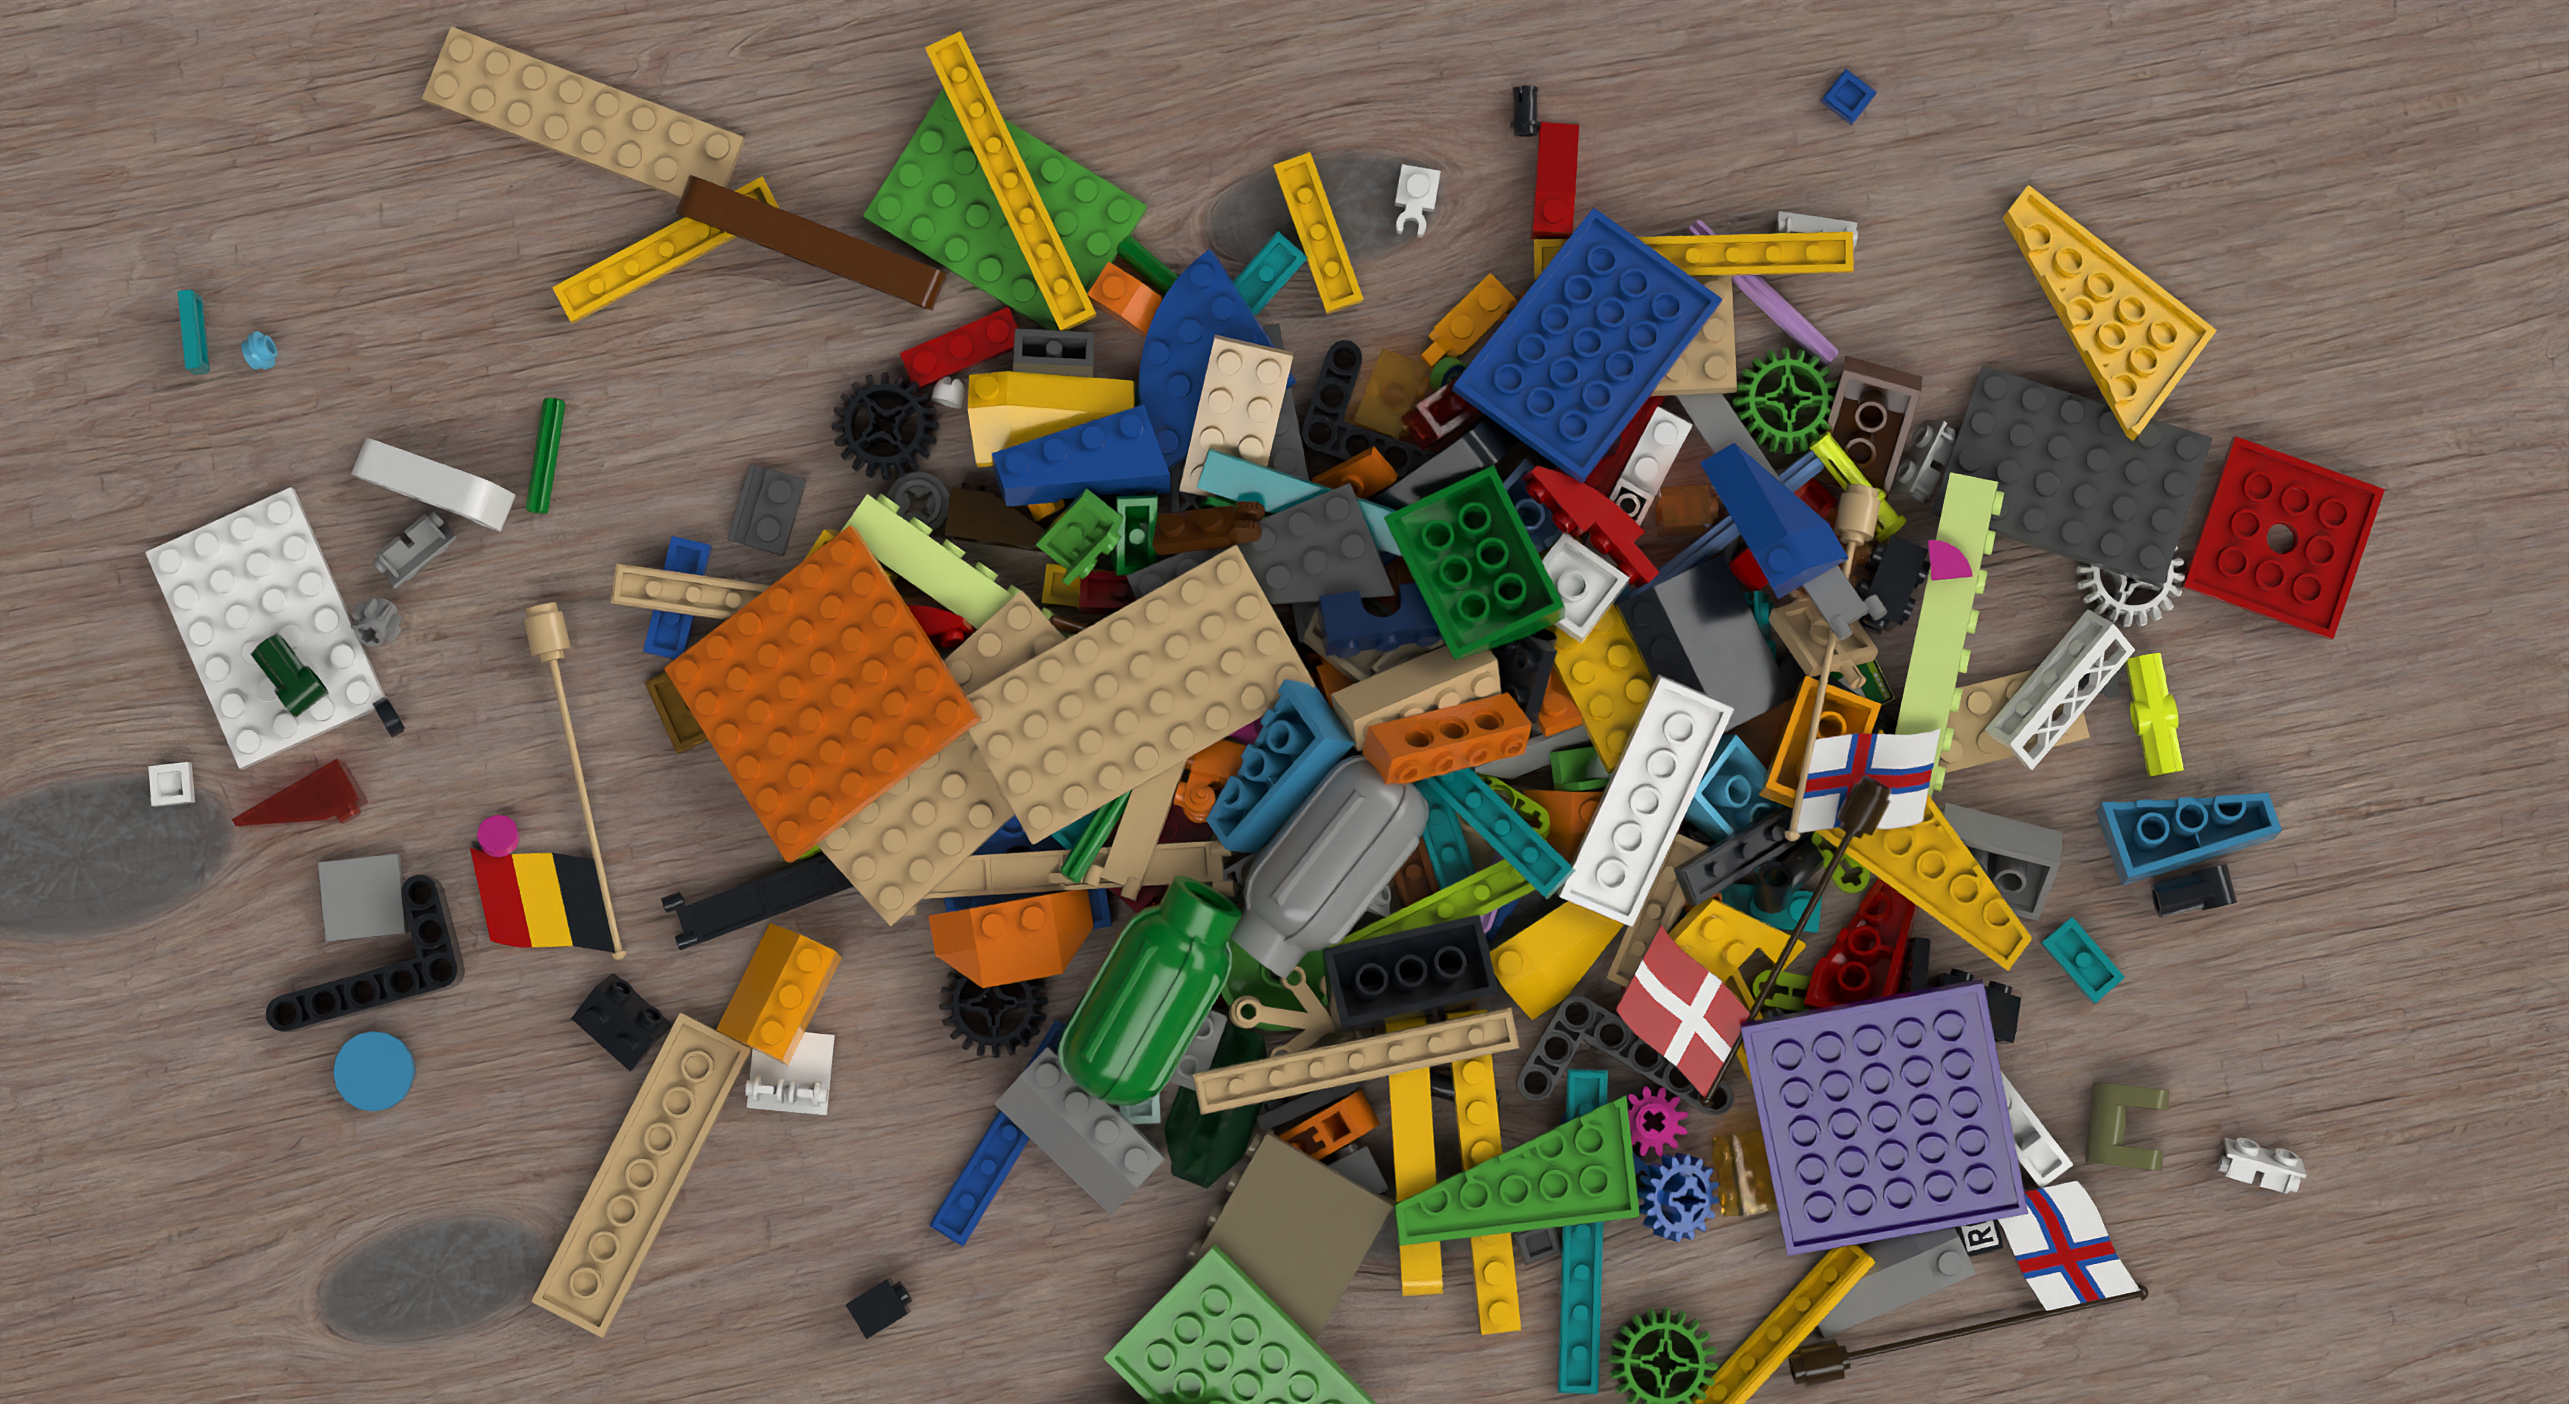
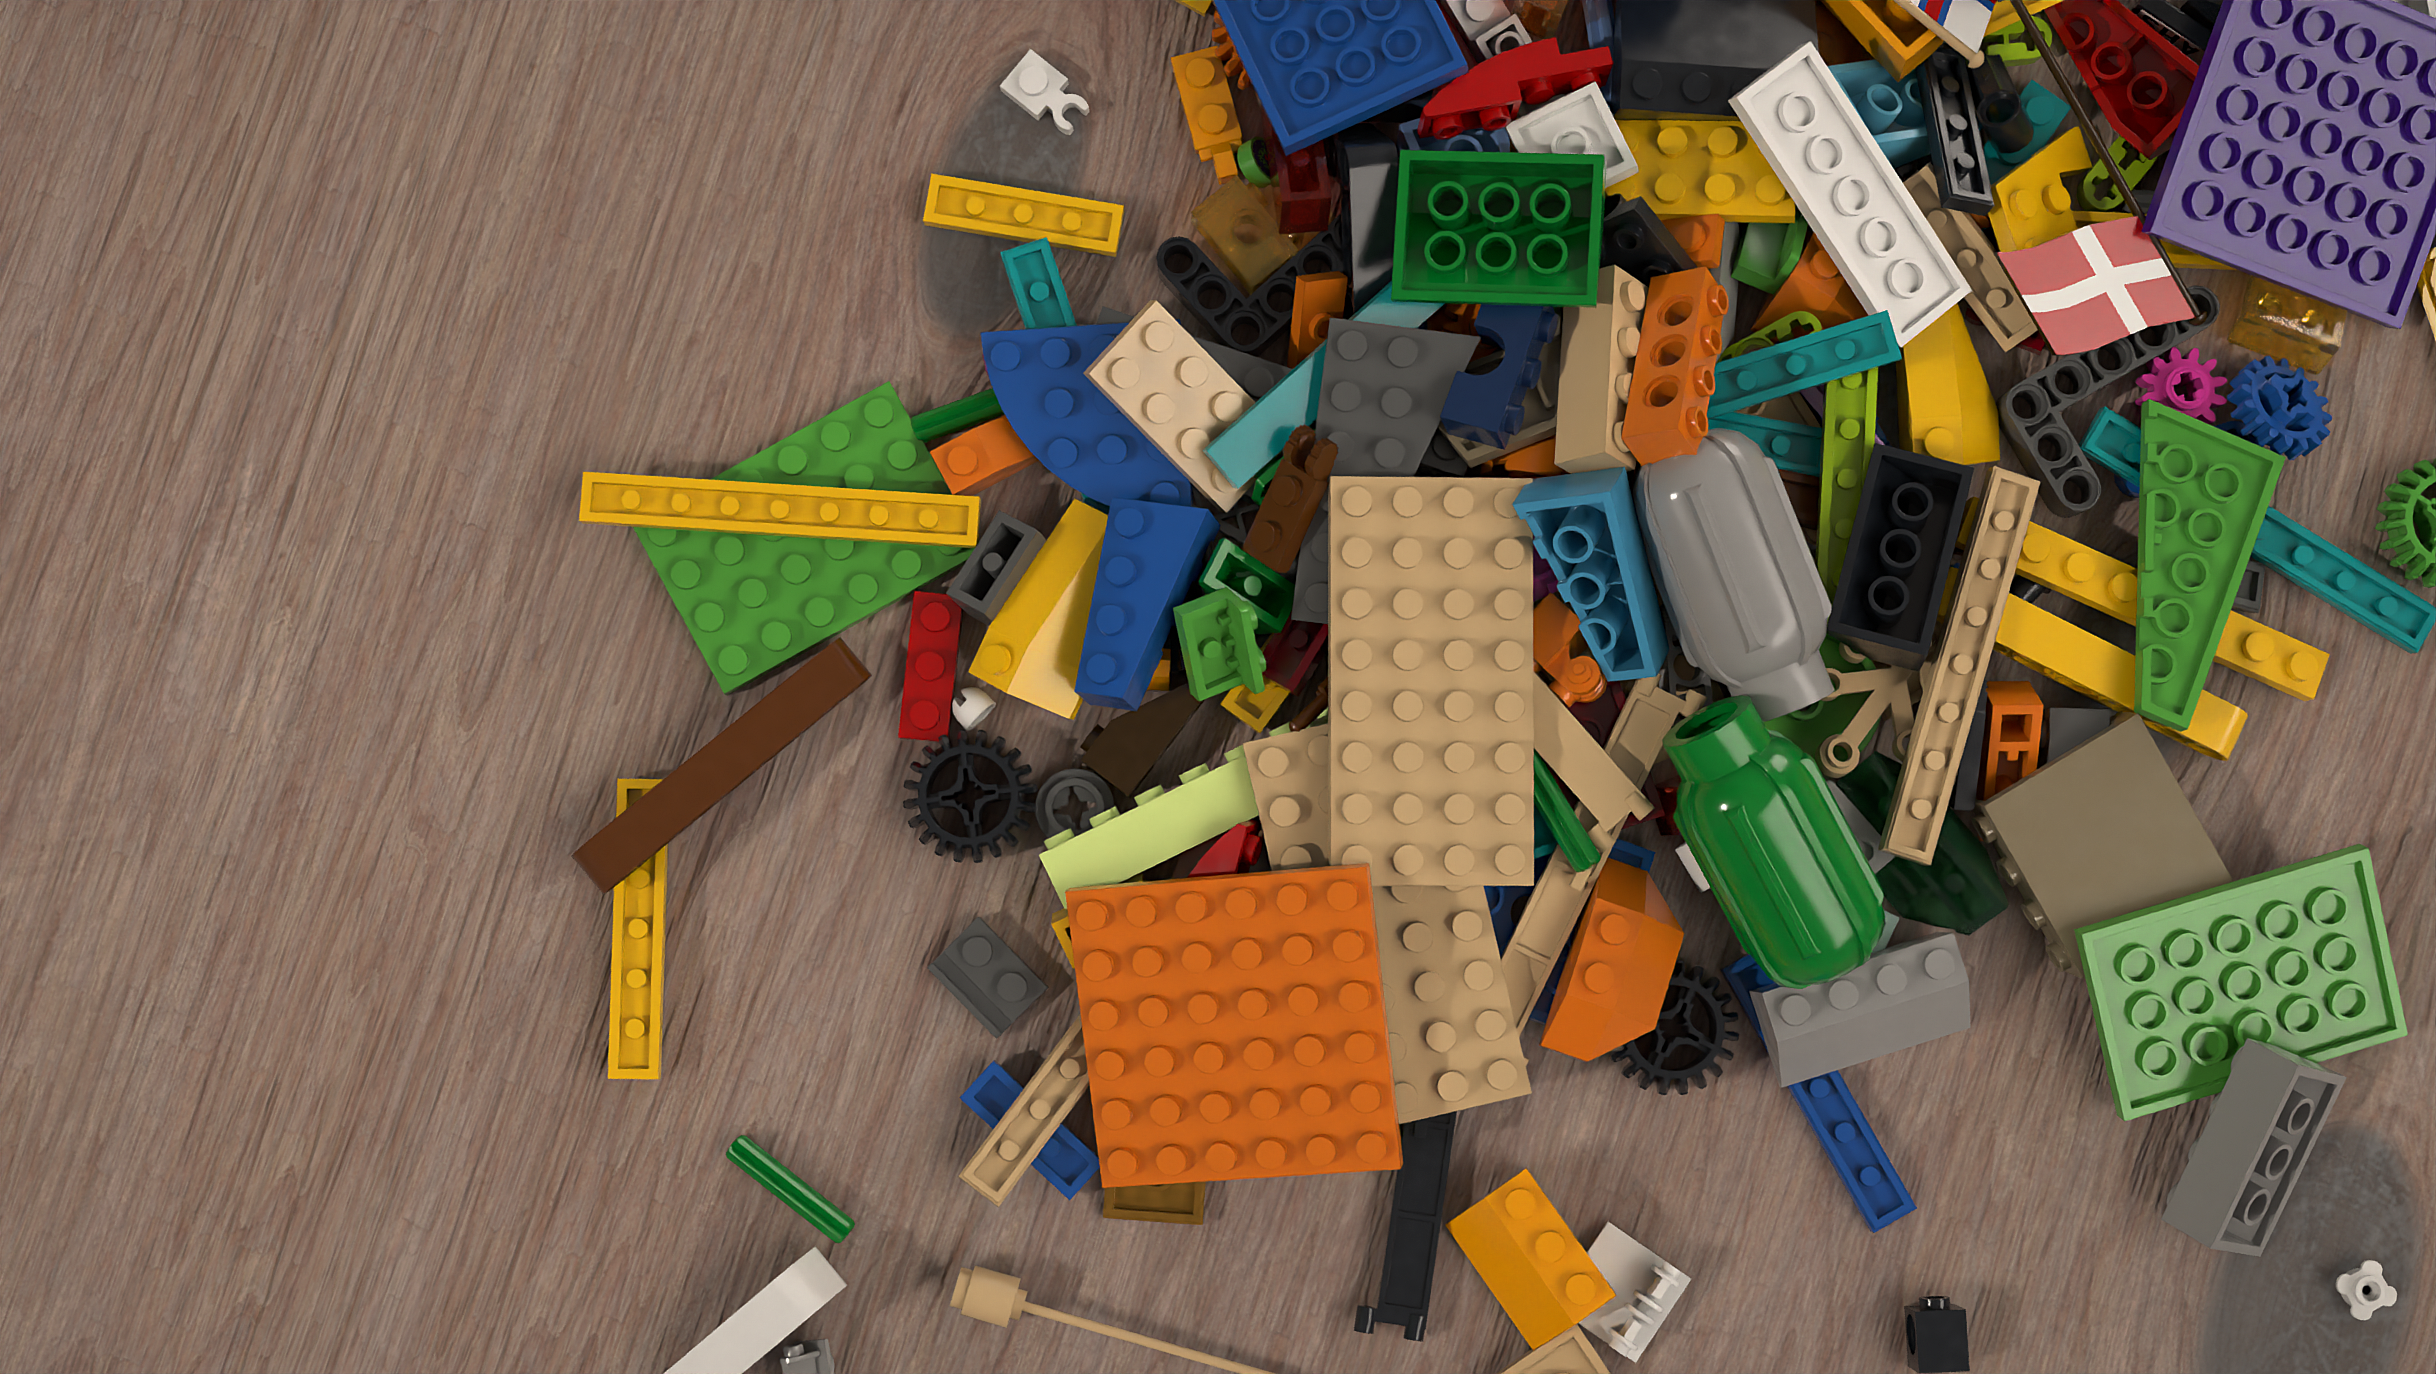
camera: 60 degrees left, 0 degrees up
(578, 116) = (432, 945): tan plate -> none

